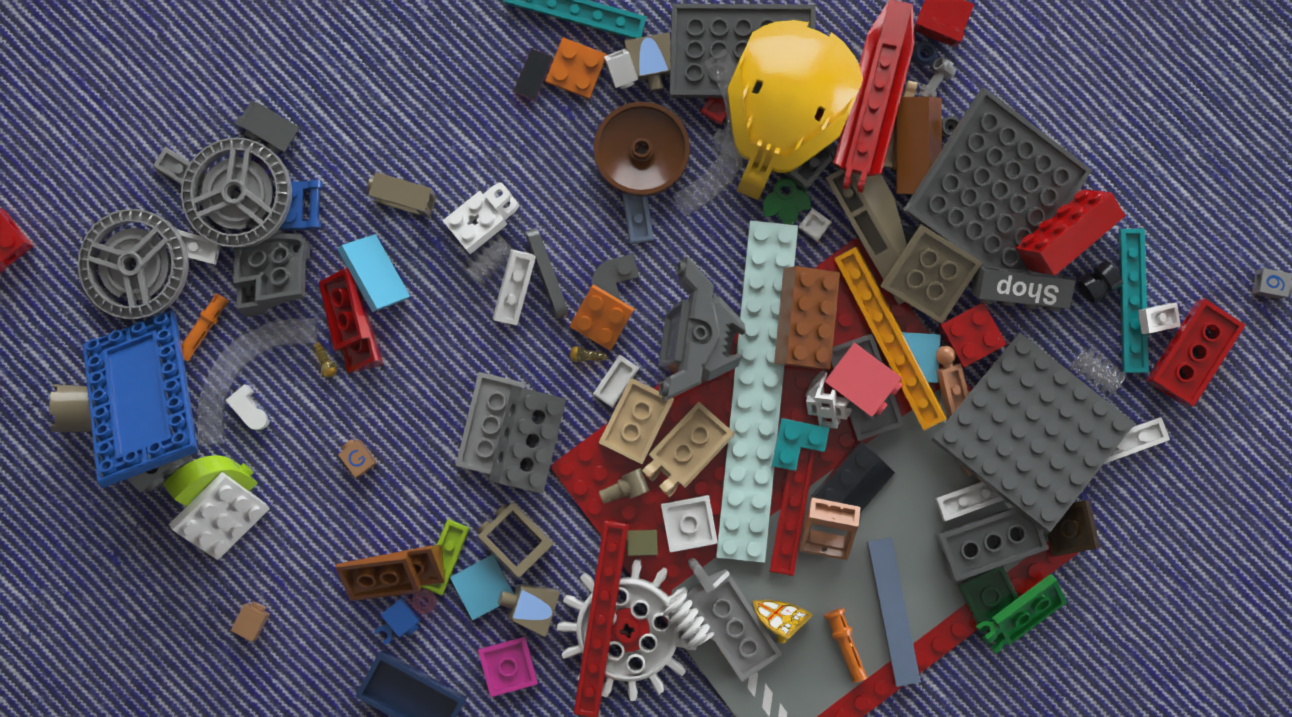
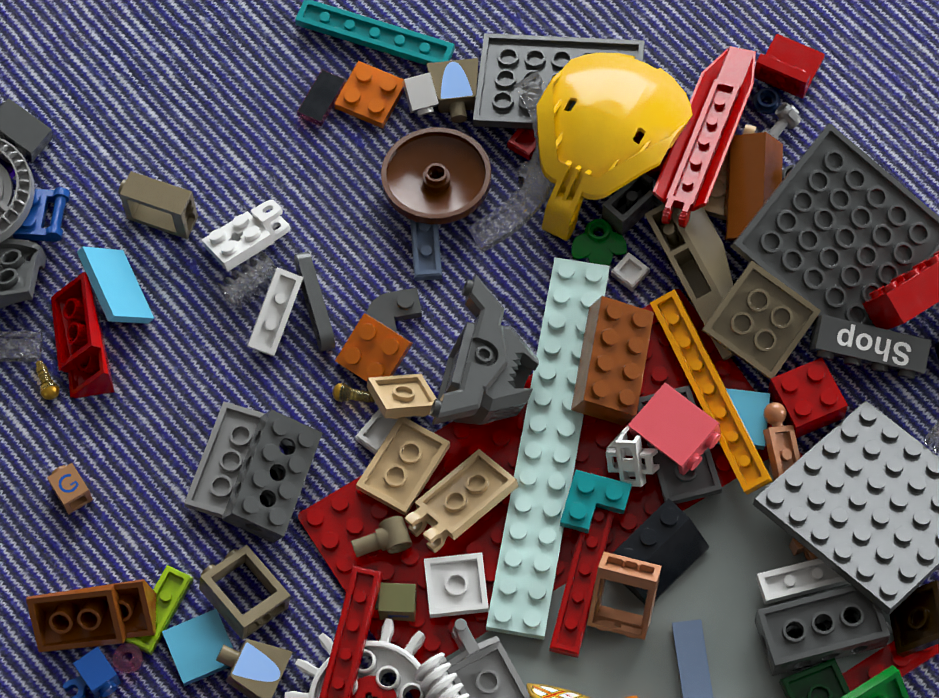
camera: 10 degrees right, 20 degrees down
(631, 359) = (401, 395): none -> tan plate

